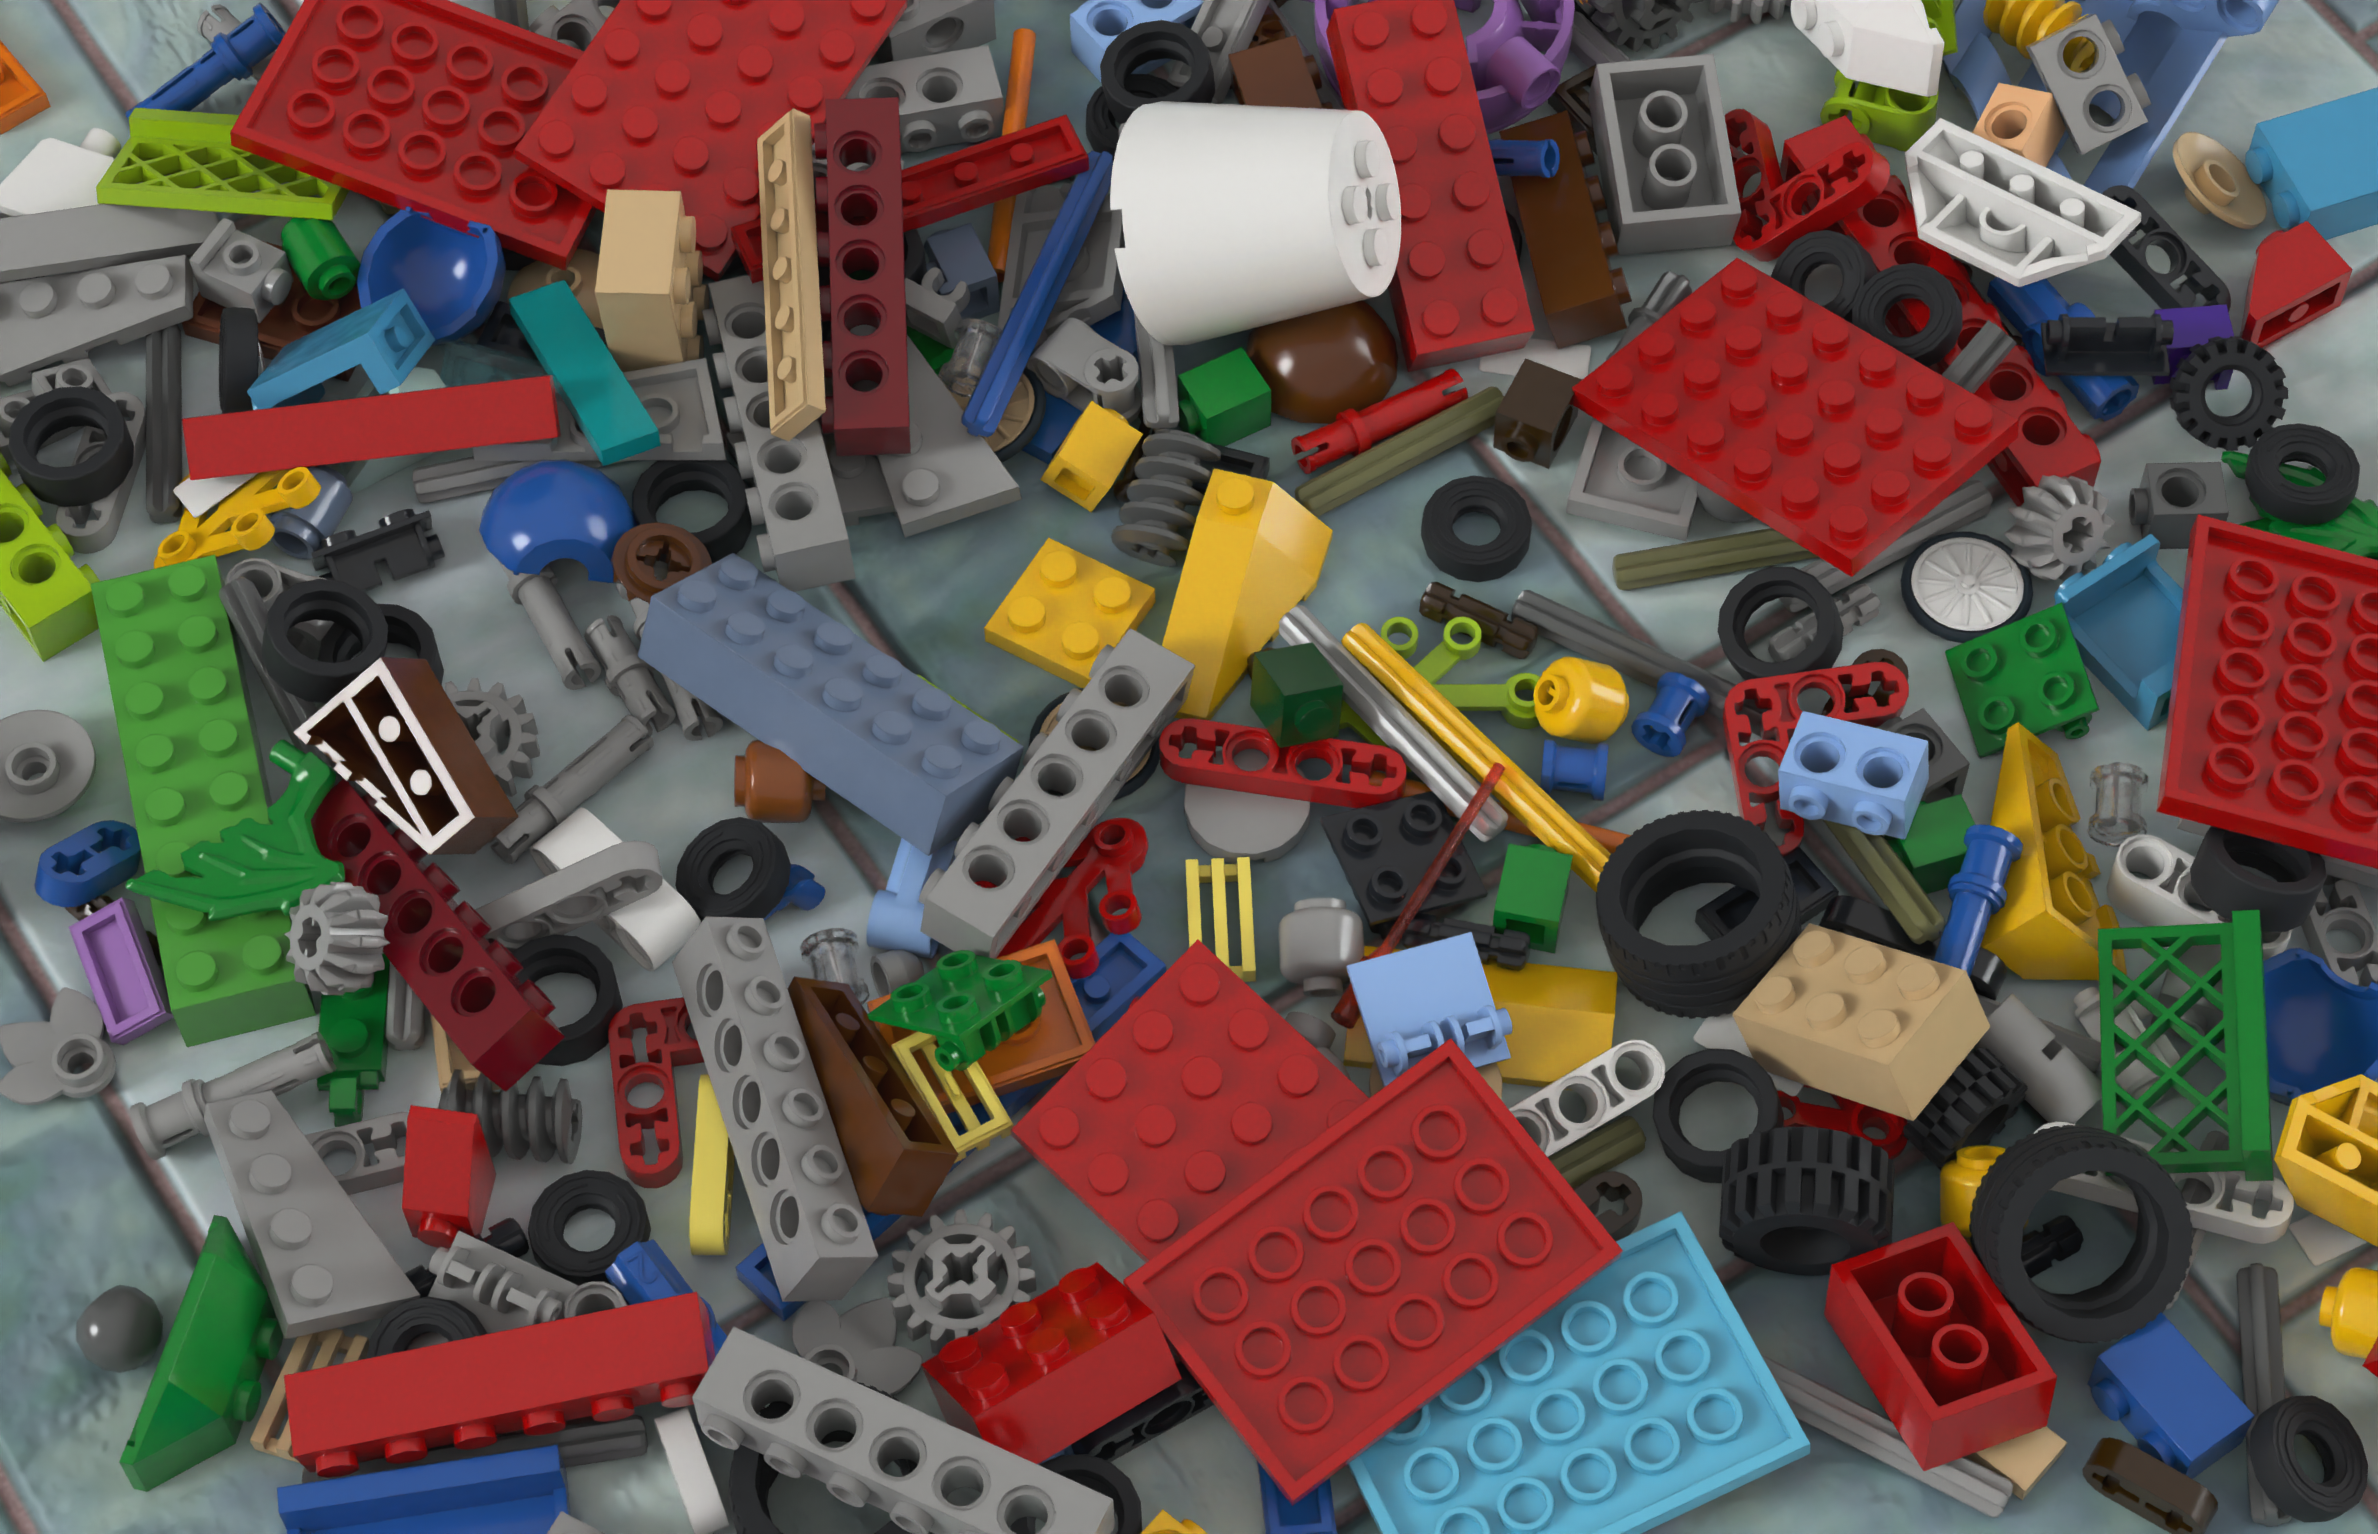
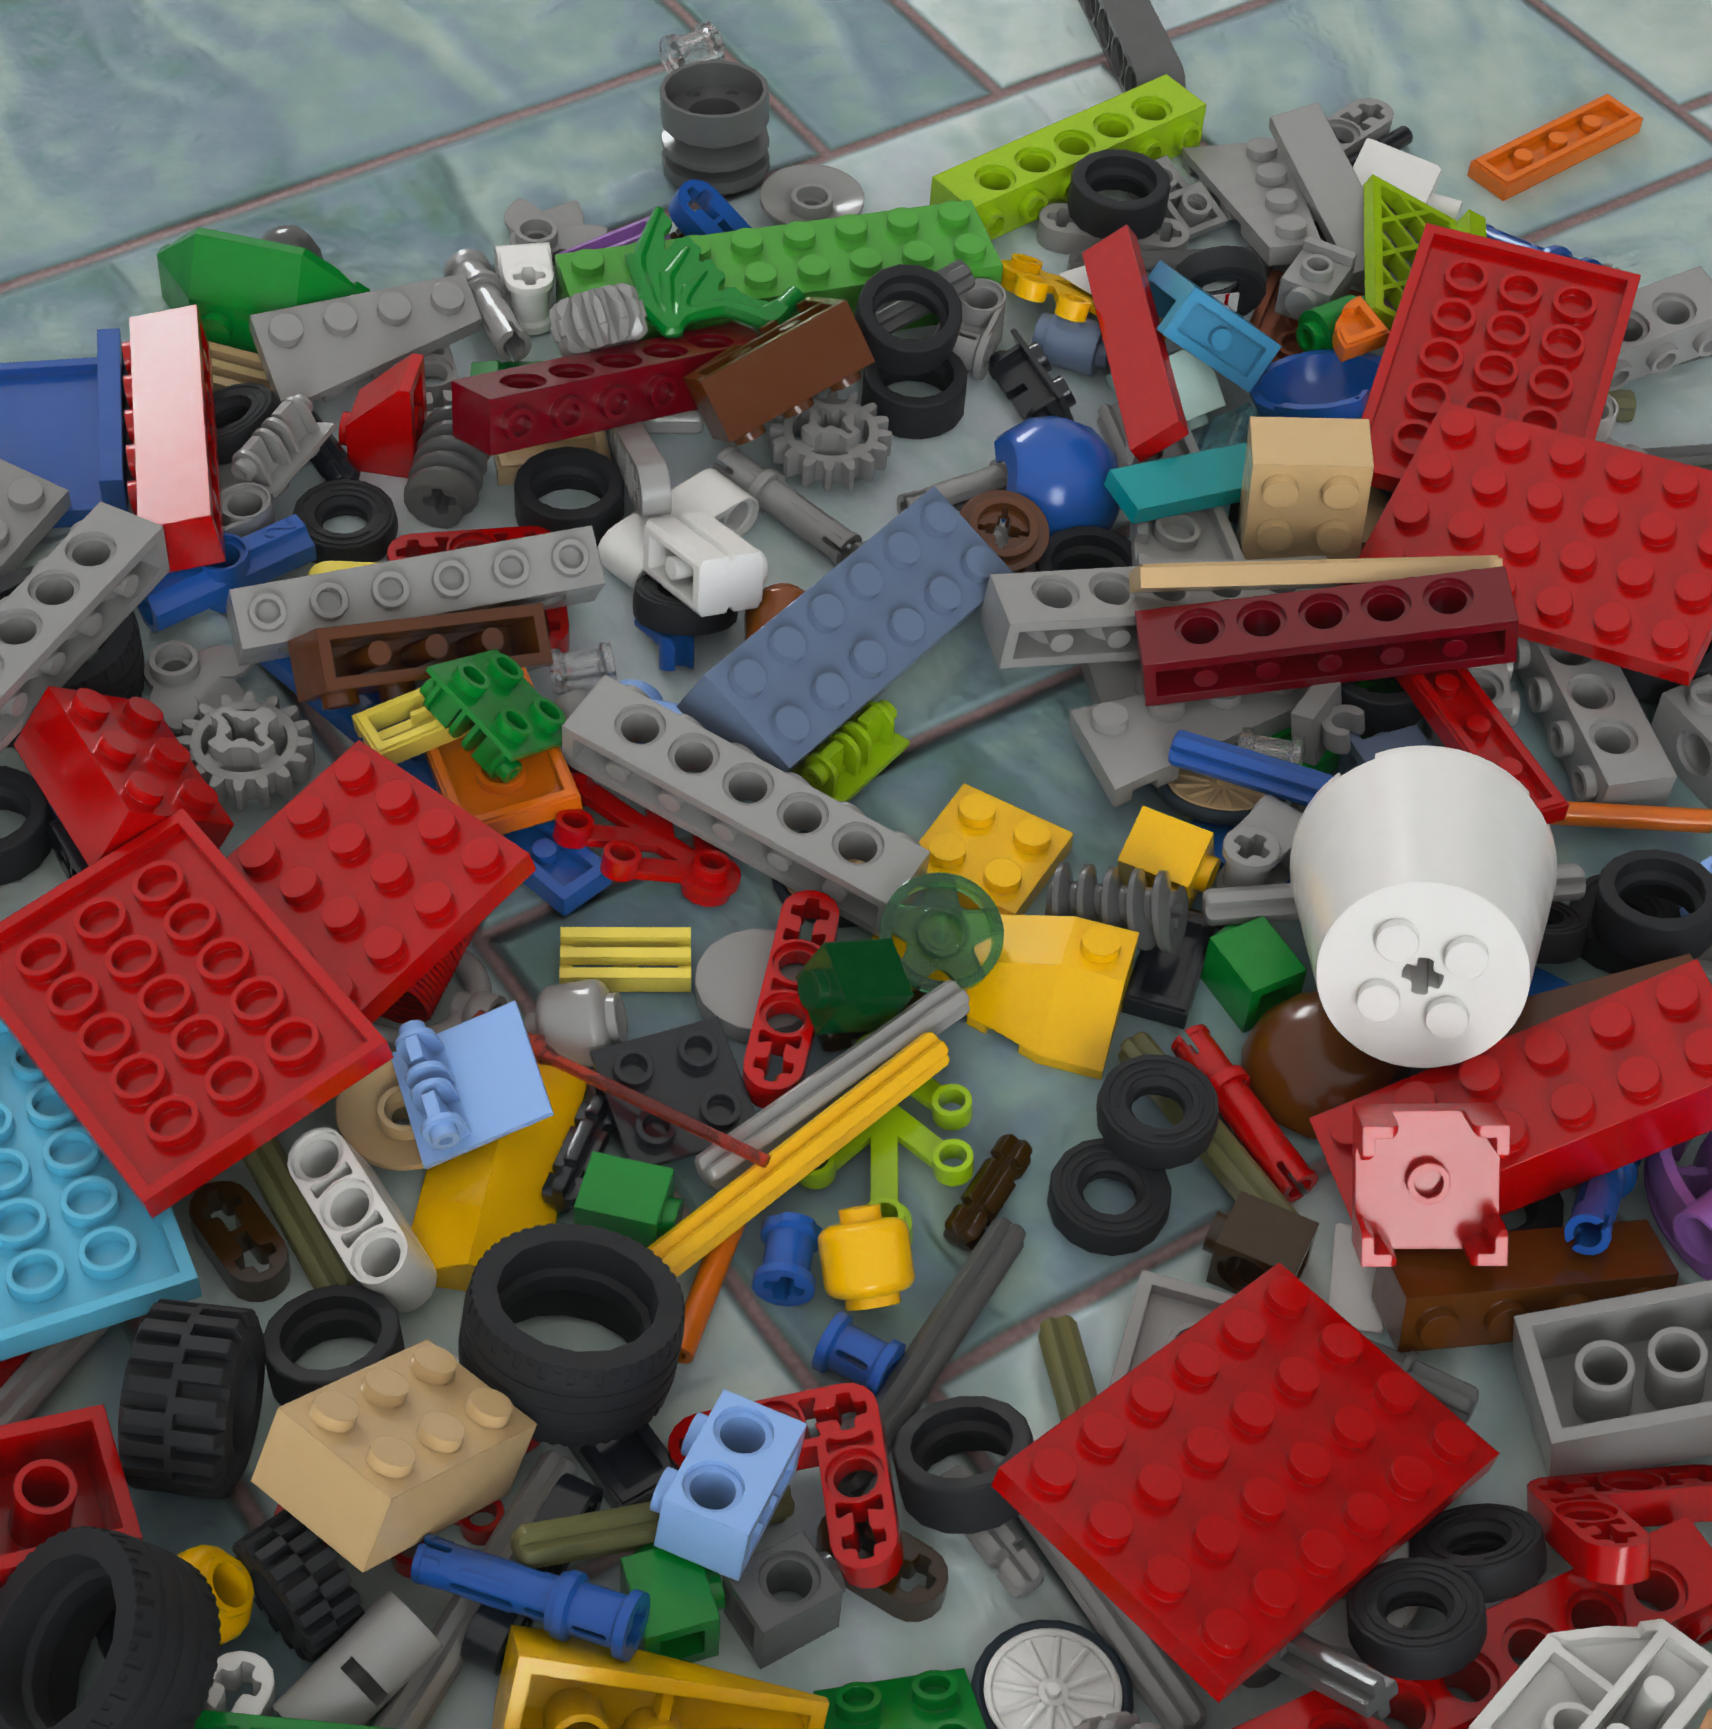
camera: 85 degrees right, 10 degrees down
(158, 1059) = (527, 282): none -> white piece
(359, 227) = (1358, 331): none -> orange tile
(721, 833) = (704, 563): none -> white brick
(1221, 626) = (943, 933): none -> clear green wheel
(1404, 507) = (1150, 1145): none -> black tyre
(1519, 248) = (1428, 1180): none -> panel

